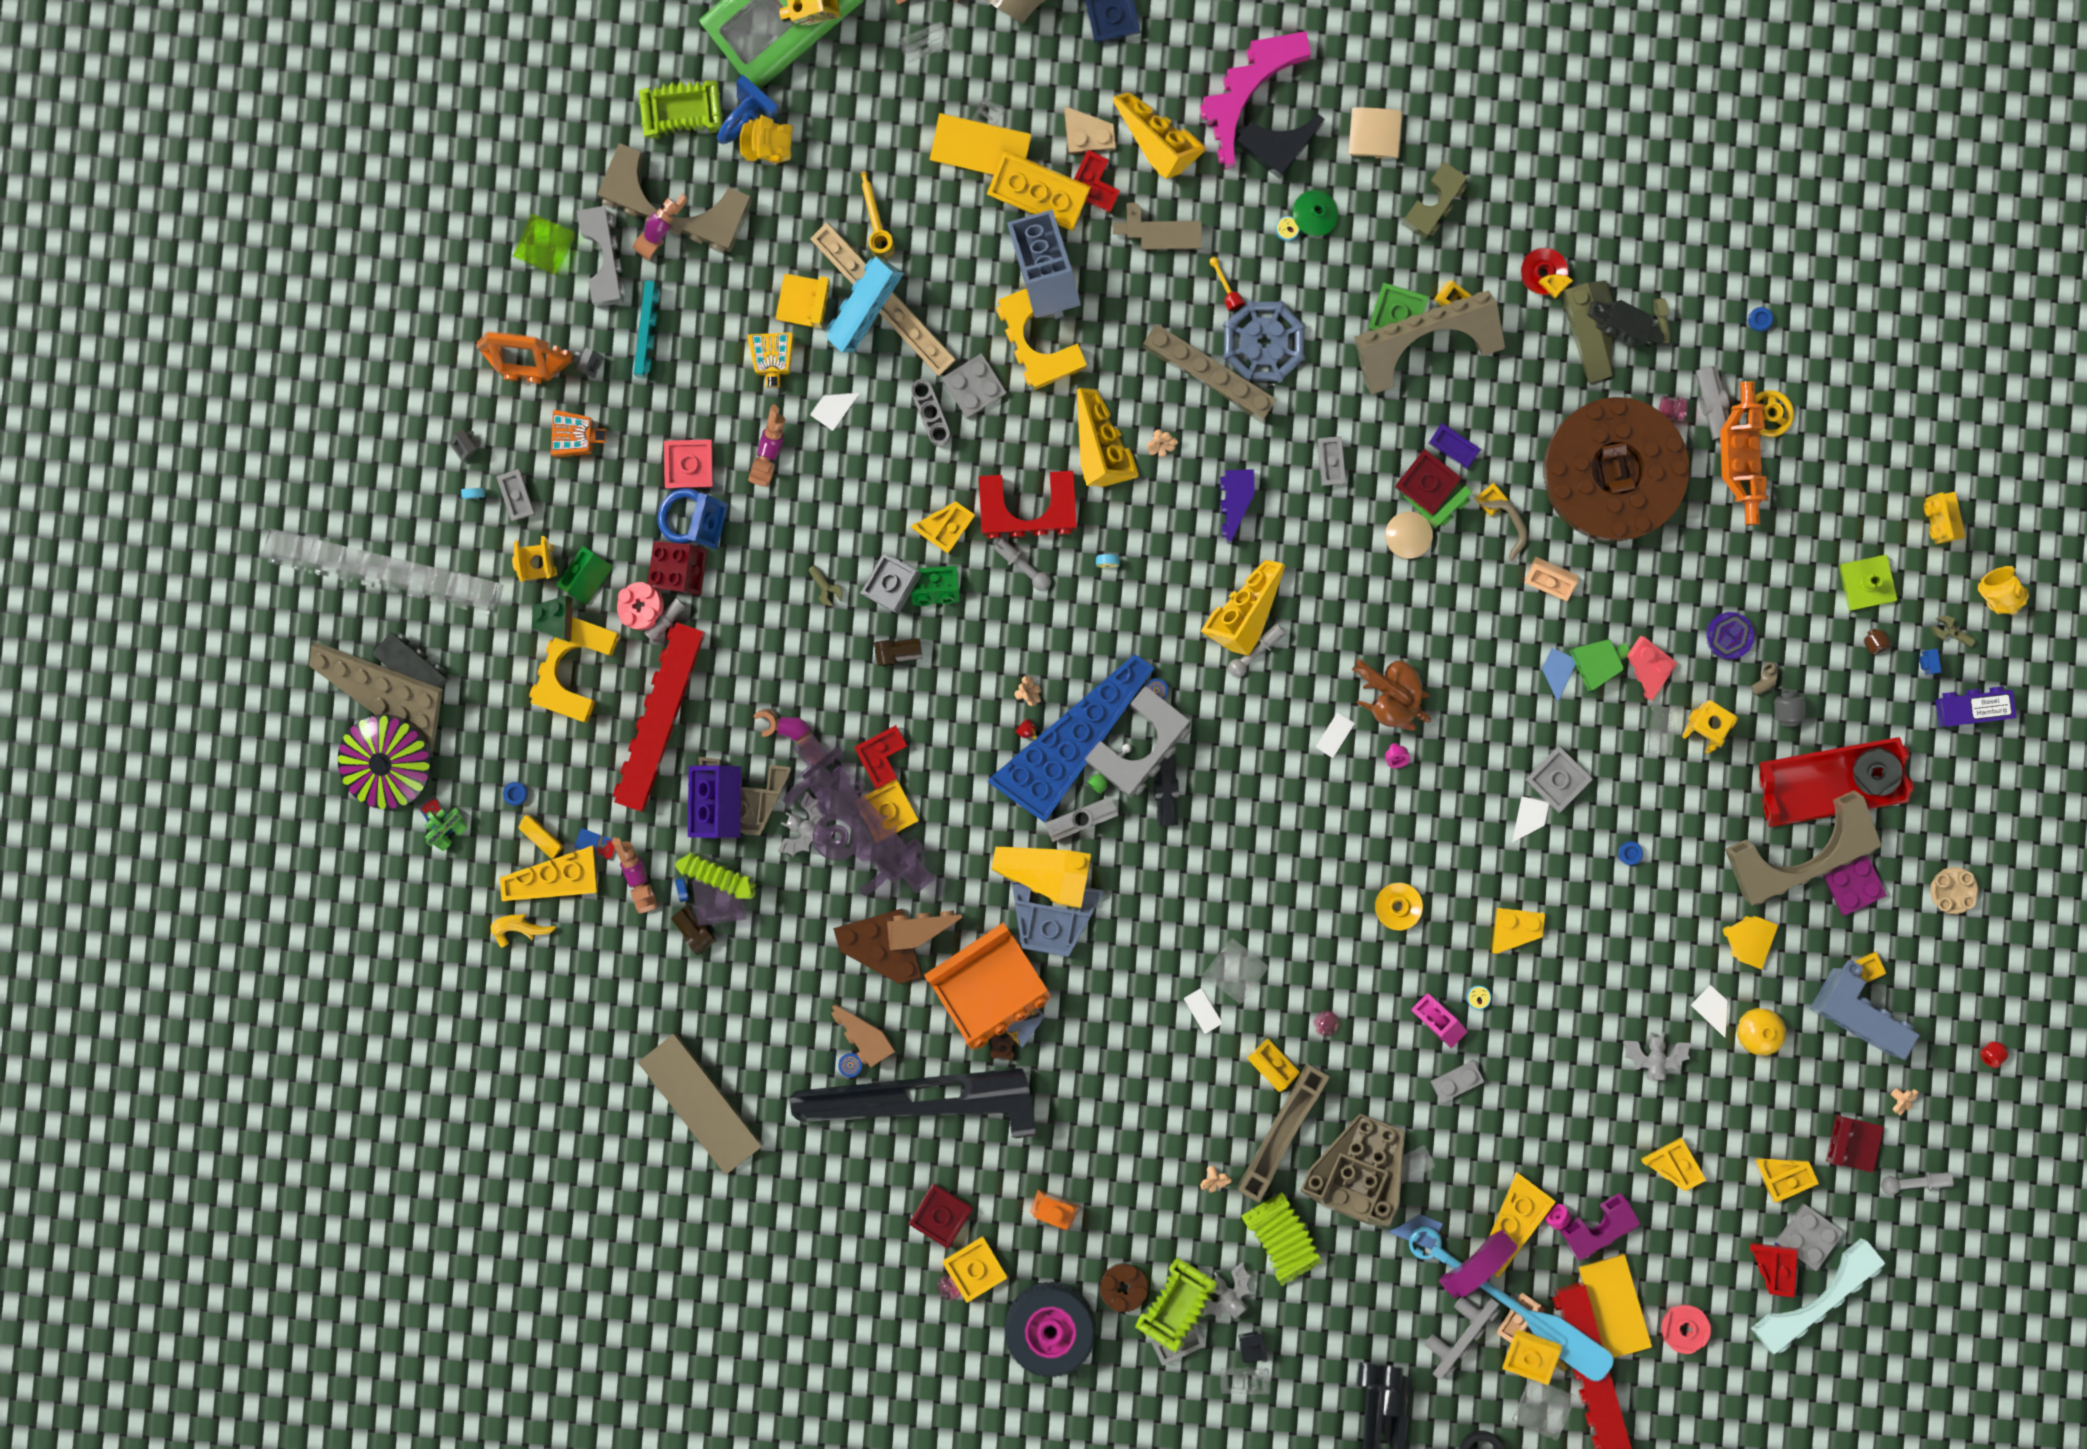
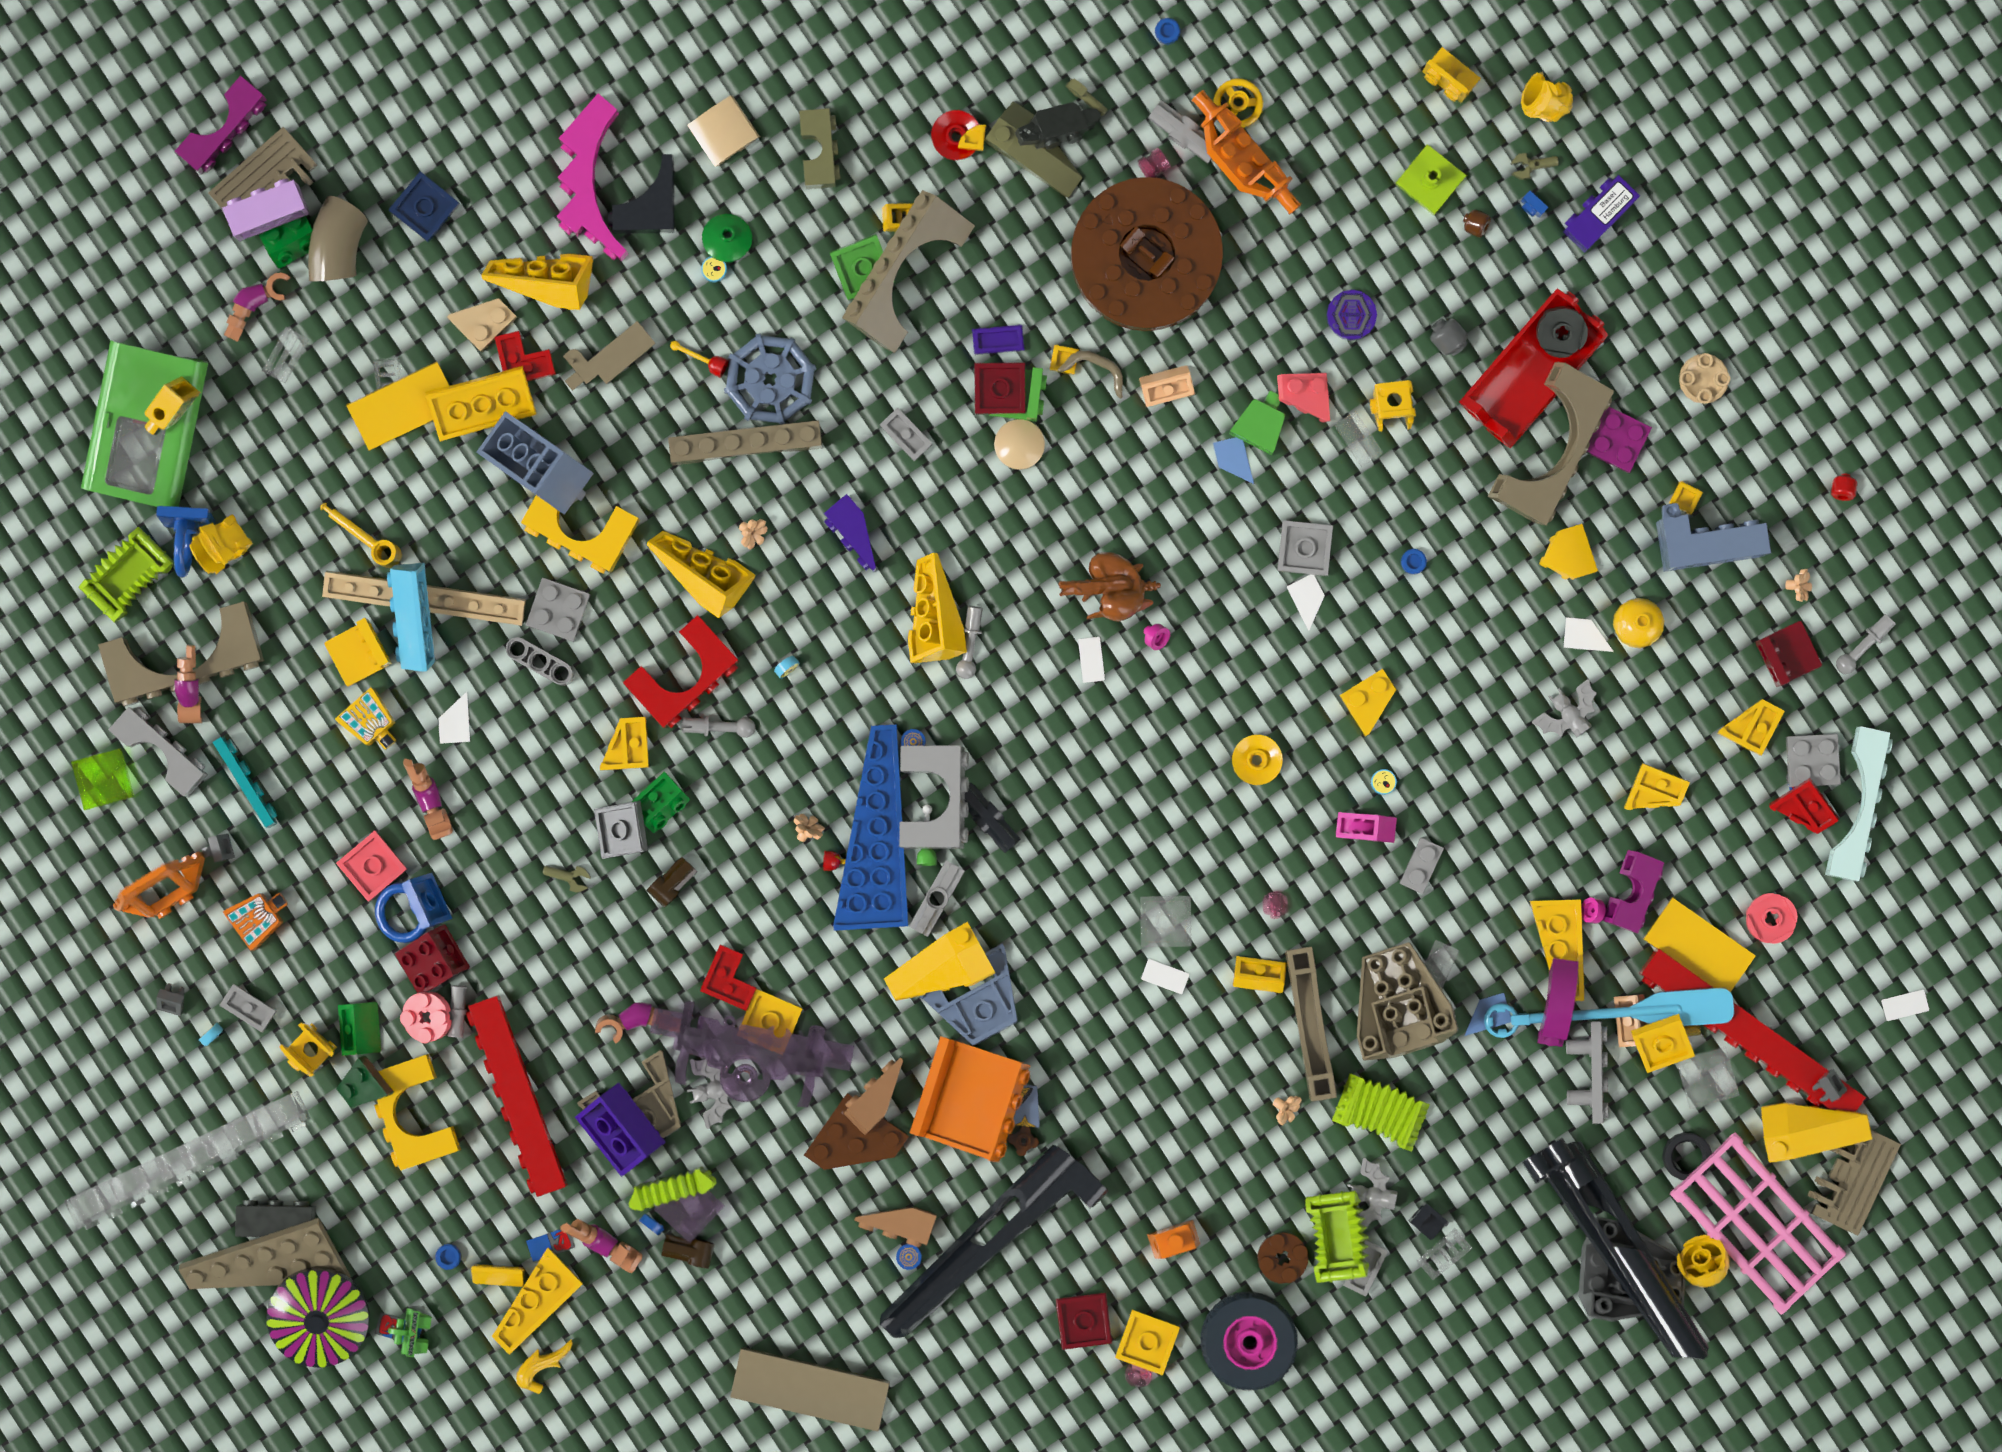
camera: 40 degrees left, 0 degrees up
(1768, 679) = (1412, 326): dark tan arm -> none

